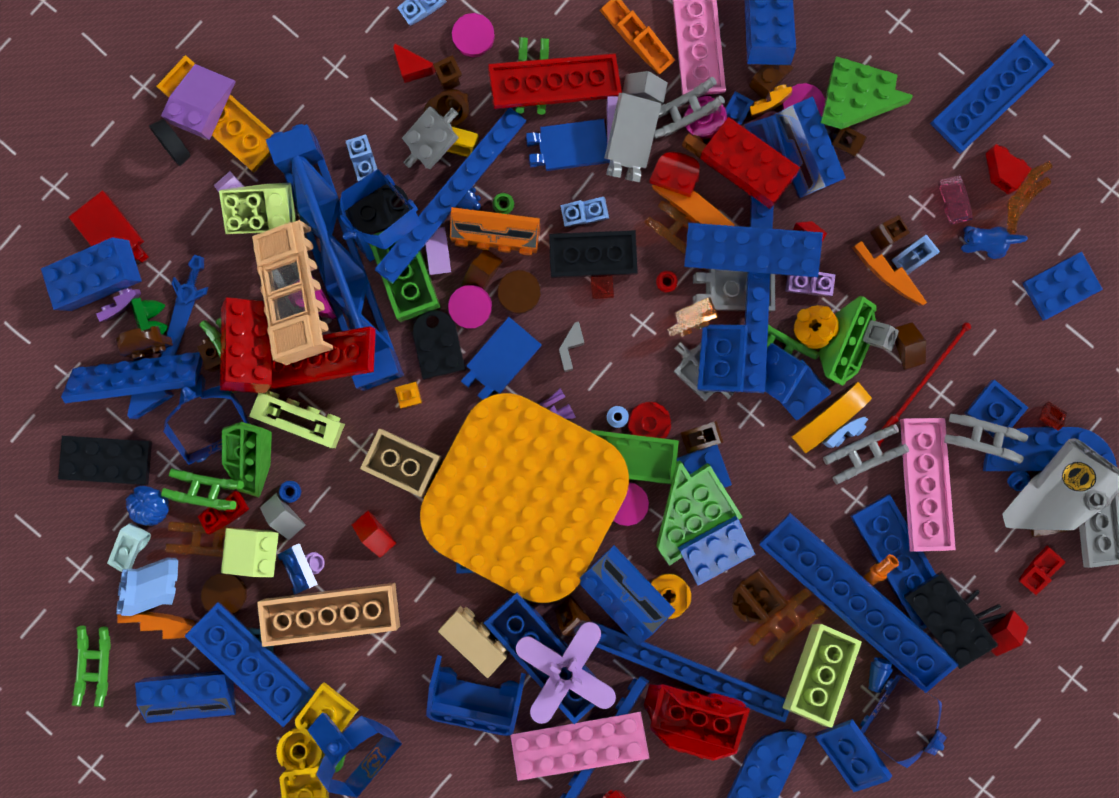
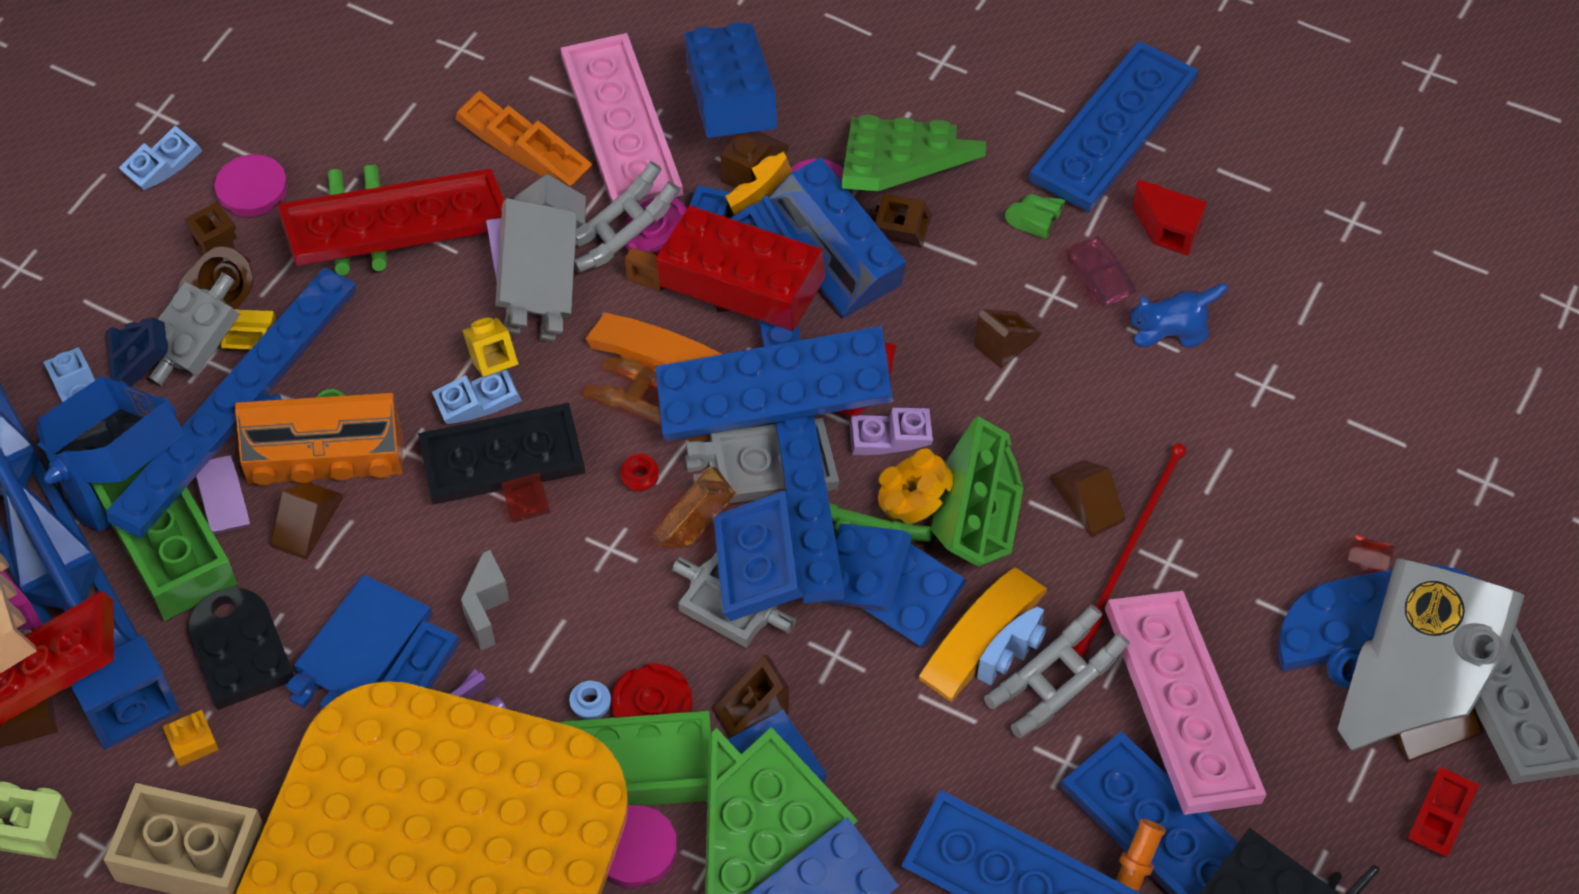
camera: 10 degrees left, 30 degrees down
(397, 146) = (135, 349): none -> dark blue wing
(412, 65) = (153, 237): red slope -> none
(470, 306) = (290, 569): dark pink tile -> none
(519, 291) = (378, 535): reddish brown tile -> none
(532, 377) = (424, 656): none -> blue plate
(569, 145) = (430, 307): blue tile -> none
(597, 184) = (490, 346): none -> yellow brick
(676, 173) = (622, 310): red slope -> none
(880, 335) = (1030, 480): light grey brick -> none
(895, 279) = (1031, 397): orange slope -> none
(916, 254) = (1058, 356): light blue slope -> none
(922, 152) = (1034, 214): none -> bright green piece
(974, 442) = (1244, 611): light grey piece -> none
(996, 406) = (1269, 564): blue plate -> none
(1025, 194) = (1194, 243): clear orange piece -> none
(1062, 286) = (1319, 364): blue plate -> none

